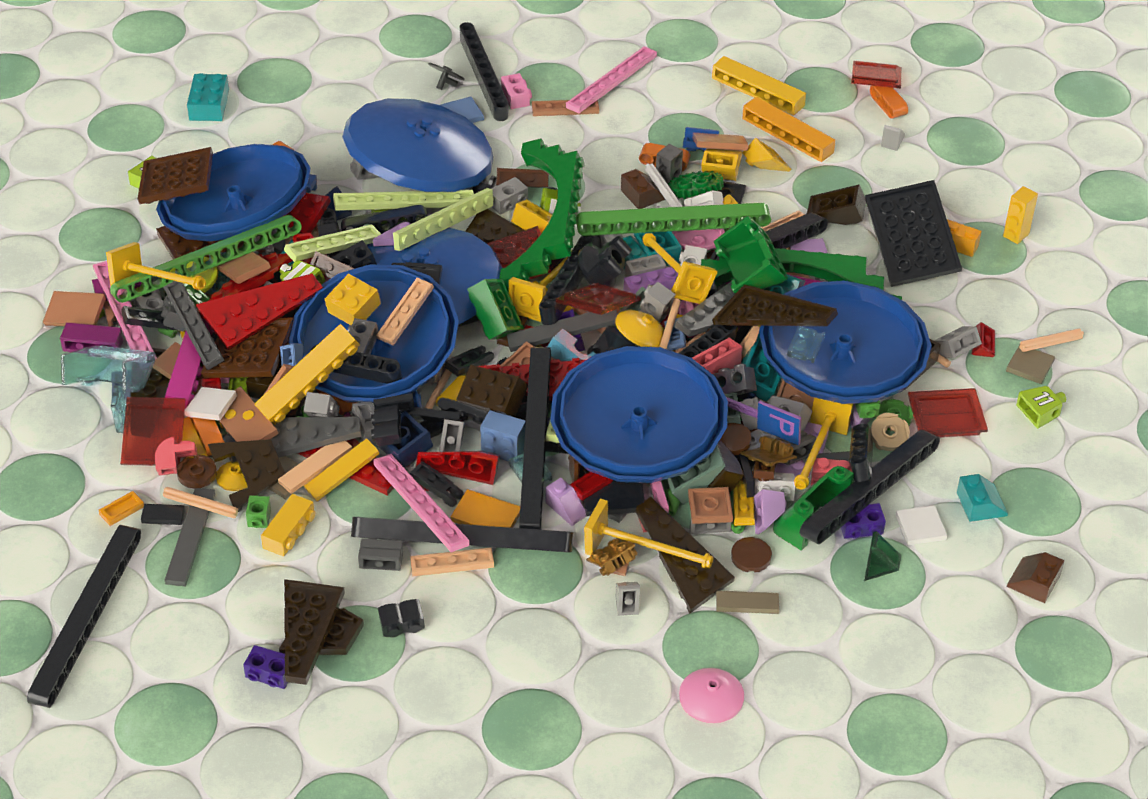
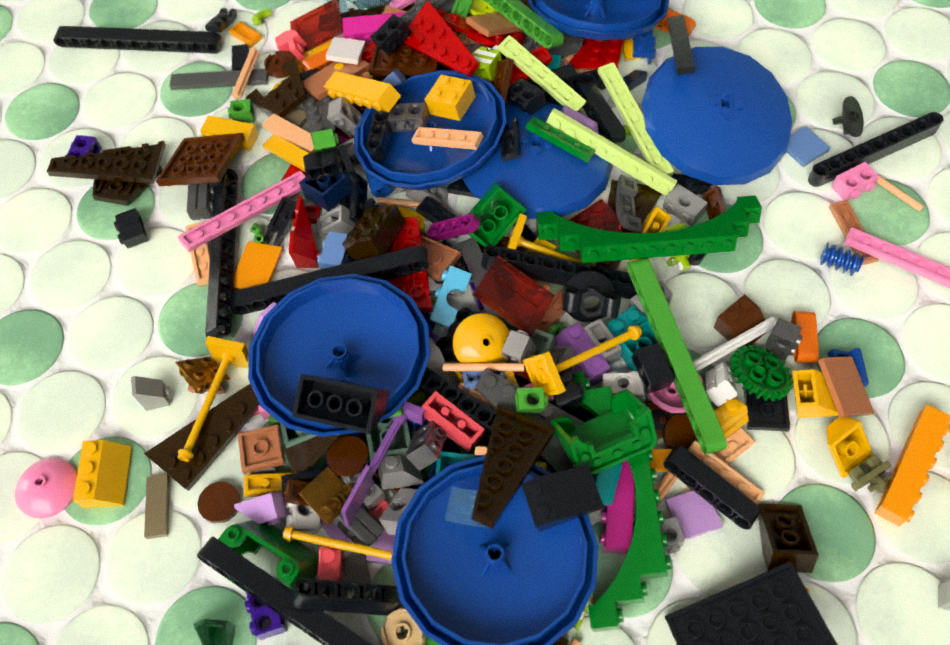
camera: 85 degrees right, 15 degrees up
(95, 522) = (221, 20): none -> black hinge
(98, 491) = (260, 15): none -> lime arm
(227, 345) = (391, 34): none -> black brick
(330, 541) = (201, 160): none -> reddish brown plate
(342, 138) = (680, 45): none -> black tile
(362, 415) = (324, 140): none -> bright green brick
(423, 242) = (560, 139): none -> green tile
(449, 506) = (258, 230): none -> bright green arm
(485, 223) = (625, 204): none -> dark grey slope
(497, 337) = (453, 227): none -> magenta beam
(536, 71) = (900, 194): none -> light nougat bar
(595, 117) = (841, 259): none -> blue piece
(688, 233) = (653, 368): none -> black brick
(705, 398) = (339, 403): none -> black slope
(708, 644) = (102, 474): none -> yellow slope
(714, 296) = (524, 407): none -> bright green brick
(793, 151) = (876, 469): none -> olive hips
(810, 283) = (562, 496): none -> black slope

